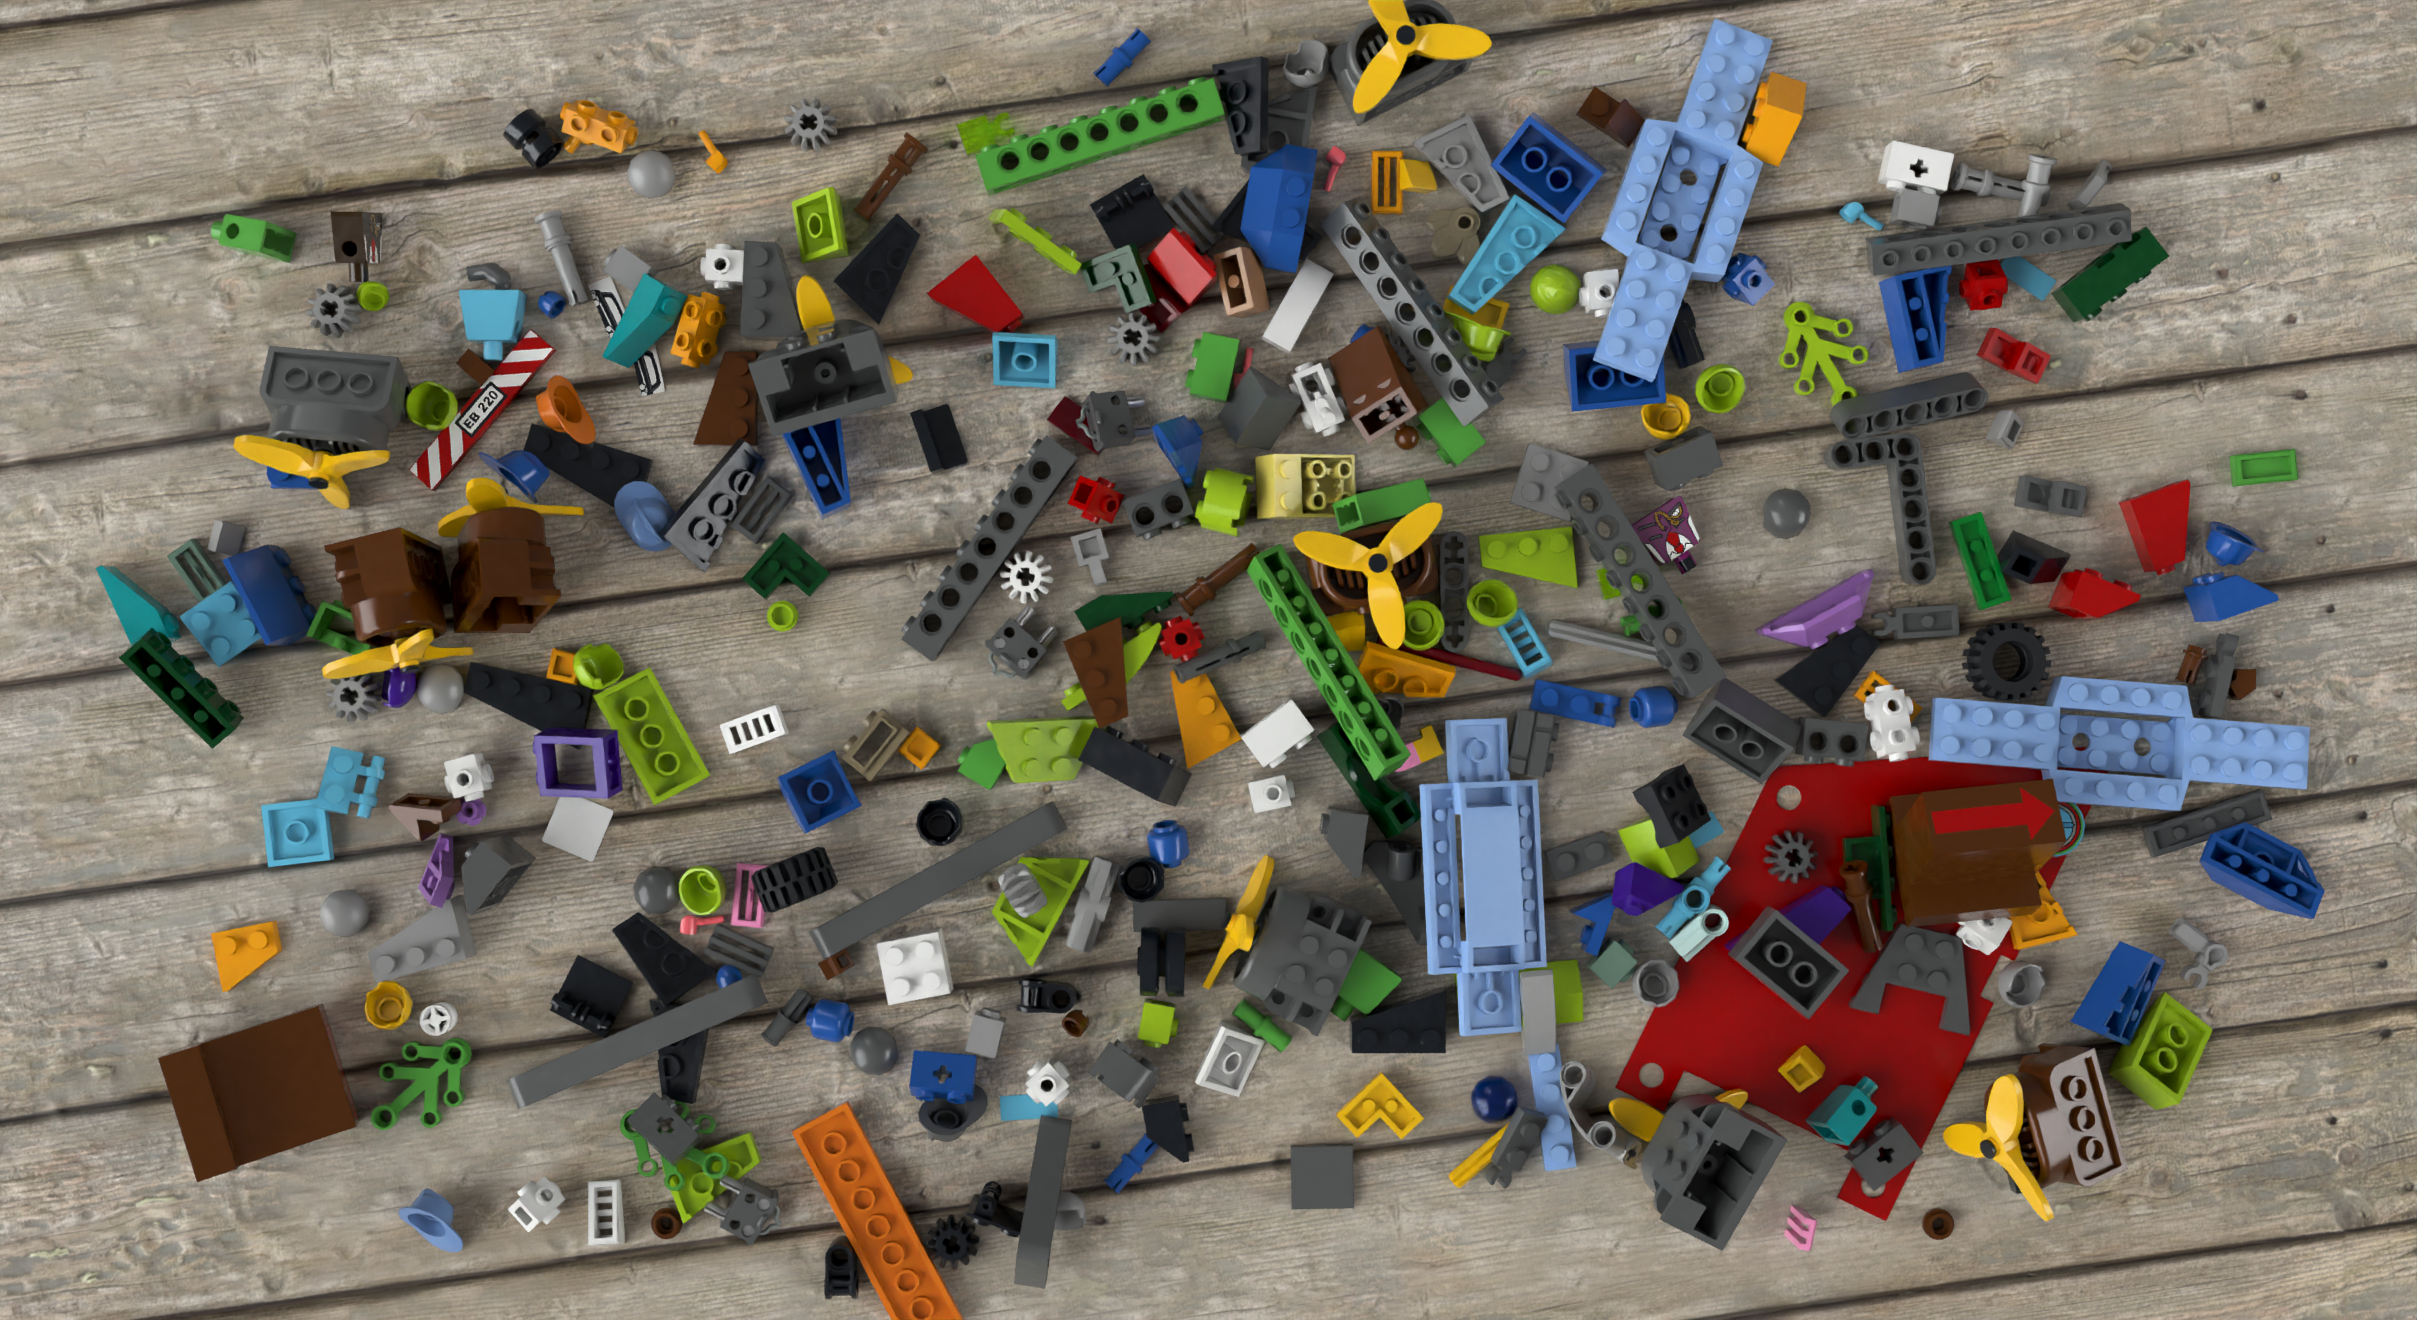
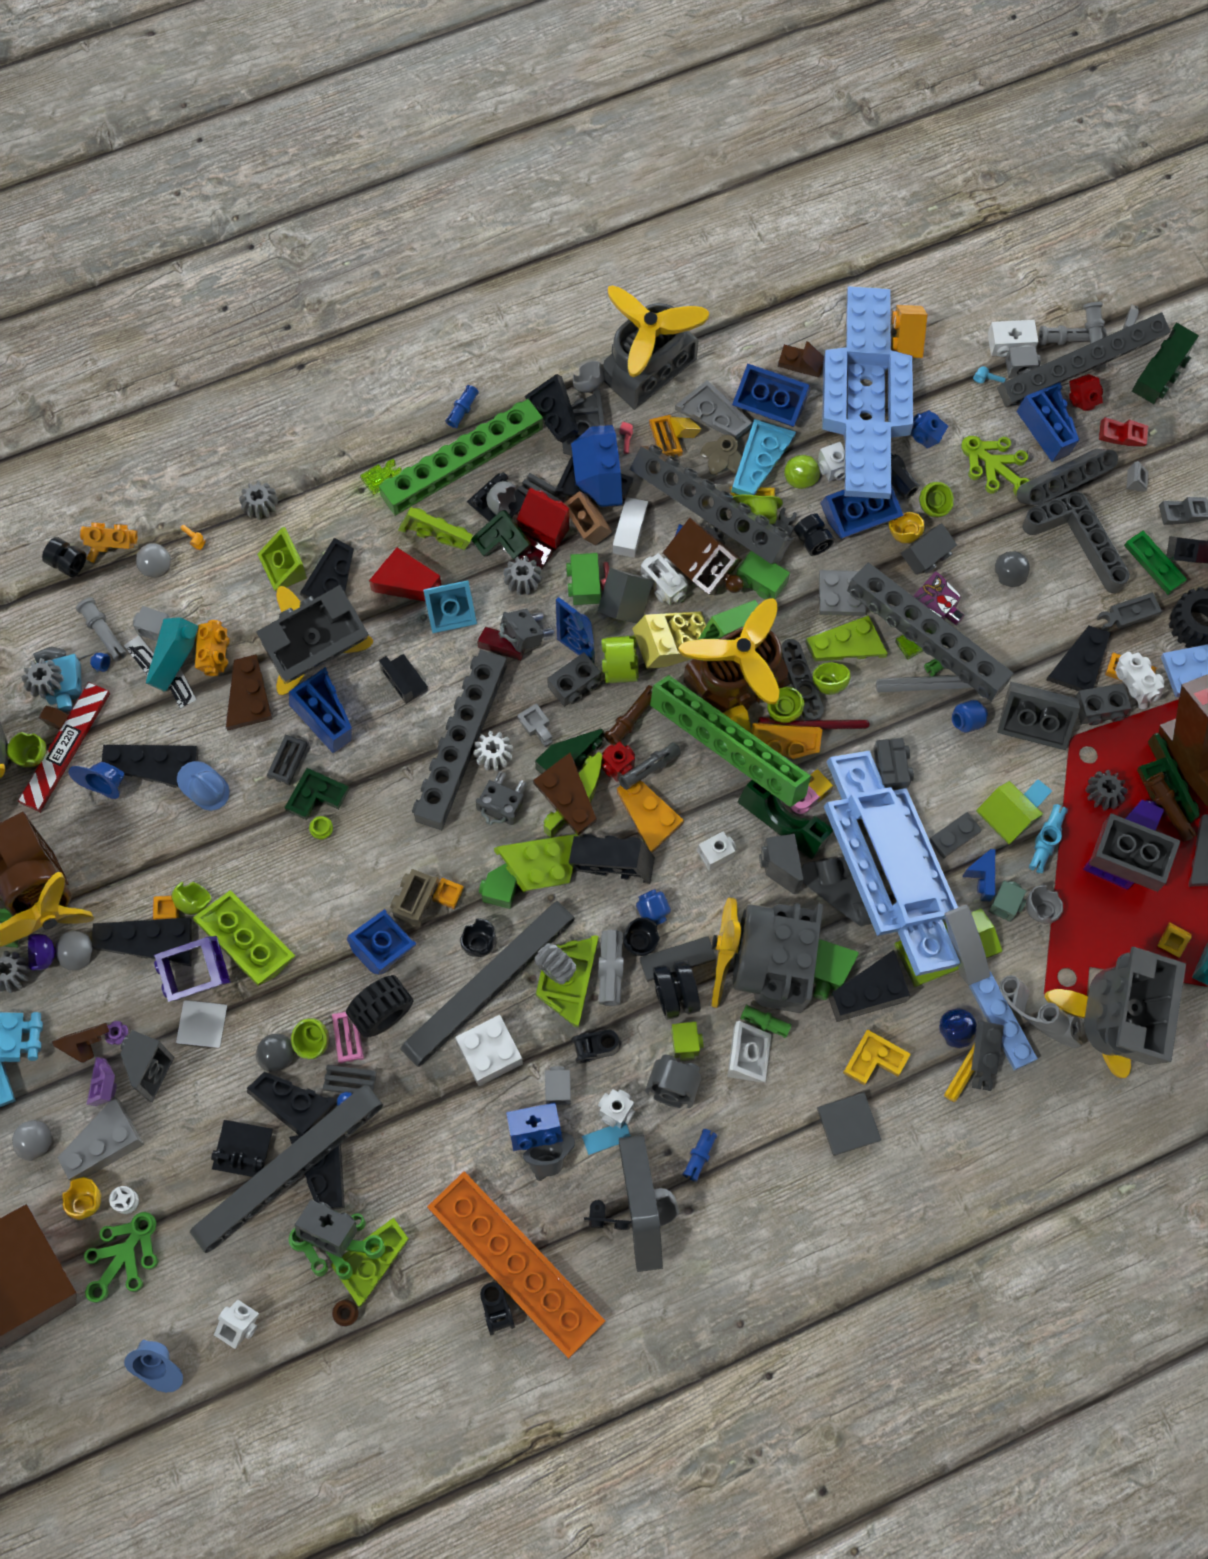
camera: 20 degrees left, 20 degrees down
(465, 308) = (42, 678): none -> light grey gear
(468, 777) = (109, 1005): white brick -> none
(503, 560) = (103, 834): reddish brown brick -> none
(564, 412) = (123, 728): orange piece -> none
(616, 1212) = (304, 1339): white slope -> none
(689, 923) = (306, 1069): coral hand -> none
(704, 516) = (249, 764): wing -> none
(716, 259) = (221, 603): white brick -> none
(749, 1210) = (410, 1280): dark grey piece -> none
(768, 298) = (253, 609): dark grey wedge -> none
(777, 721) = (324, 920): white slope -> none
(787, 1017) = (400, 1119): dark grey axle -> none
(830, 1020) = (435, 1110): blue head -> none
(836, 964) = (428, 1068): reddish brown piece -> none
(865, 207) = (327, 509): reddish brown pin -> none
(874, 1051) = (474, 1127): dark grey hair -> none
(941, 1240) = (586, 1253): black gear -> none
(1075, 1023) = (618, 1060): reddish brown hinge -> none
(1102, 502) = (528, 683): red brick -> none
(1132, 219) = (501, 496): none -> light grey hair
(1165, 1125) = (716, 1115): black slope -> none
(1277, 734) = (708, 804): white brick -> none
(1536, 667) = (874, 711): medium azure slope -> none
(1538, 391) = (813, 534): none -> black wheel
(1573, 703) = (915, 730): blue plate -> none
(1641, 889) = (1010, 838): dark purple slope -> none
(1673, 805) = (1009, 774): black brick -> none
(1696, 935) = (1061, 861): light aqua piece -> none
(1822, 614) = (1061, 625): medium lavender wedge -> none
(2028, 276) = (1114, 385): medium azure sticker -> none

